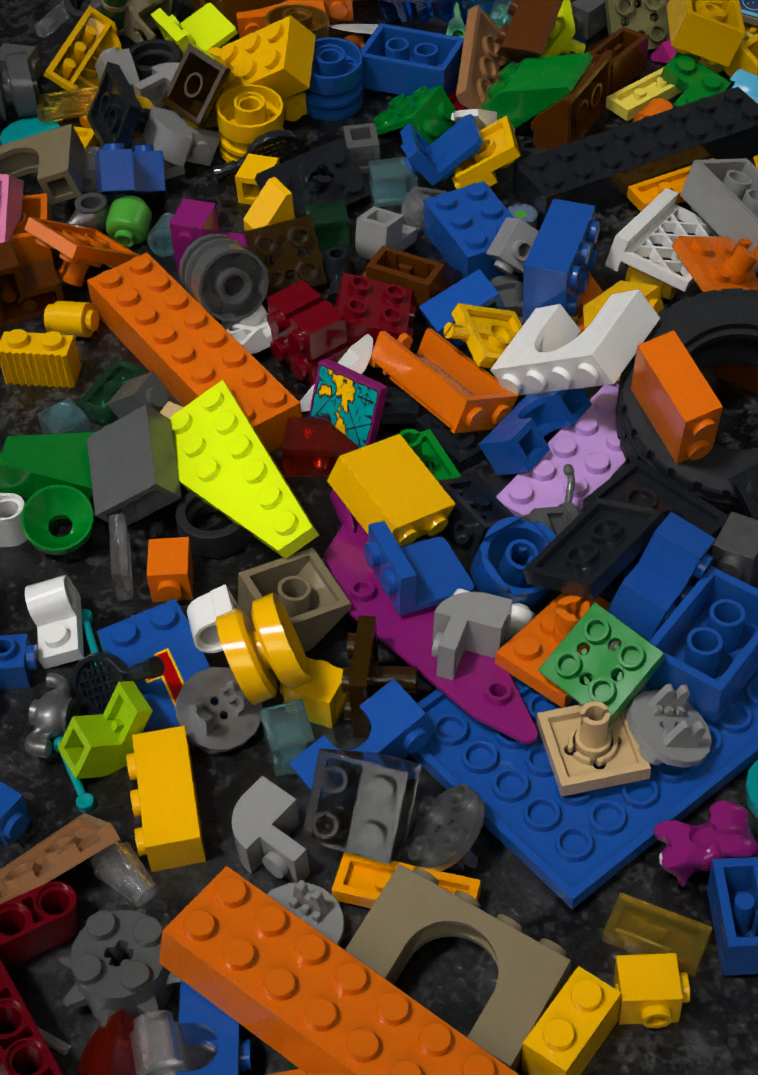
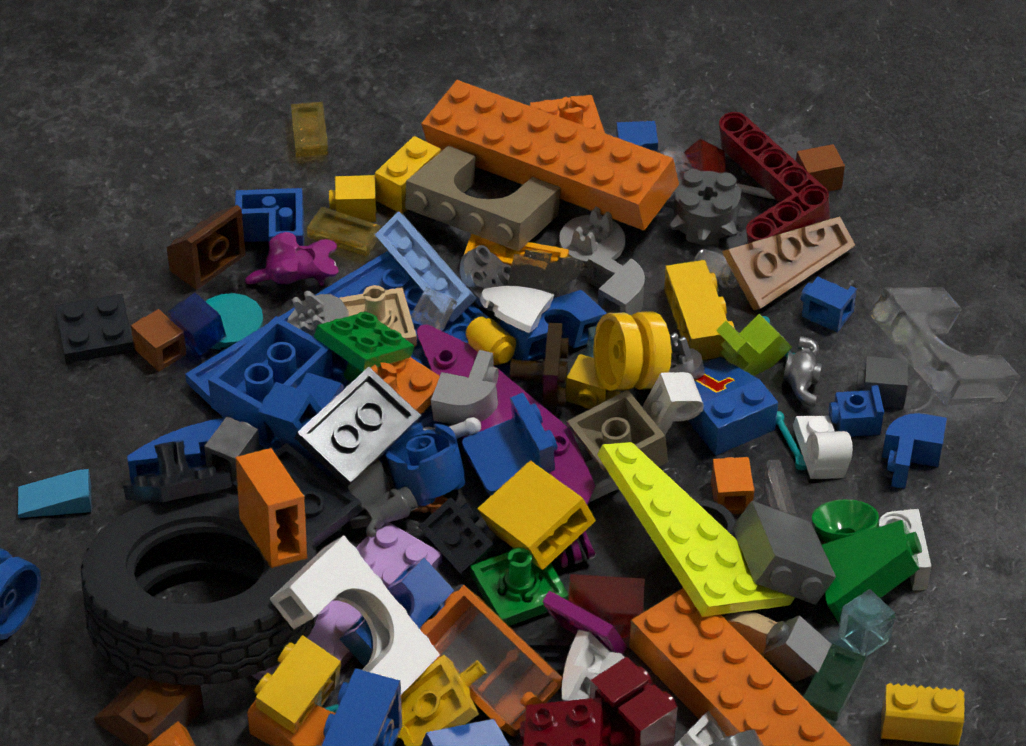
camera: 175 degrees right, 0 degrees up
(150, 668) = (771, 381): black piece -> none
(407, 721) = (517, 305): none -> white brick
(441, 701) = (489, 336): none -> yellow brick
(516, 758) = (434, 309): none -> clear tile
(534, 830) = (423, 262): none -> light blue plate

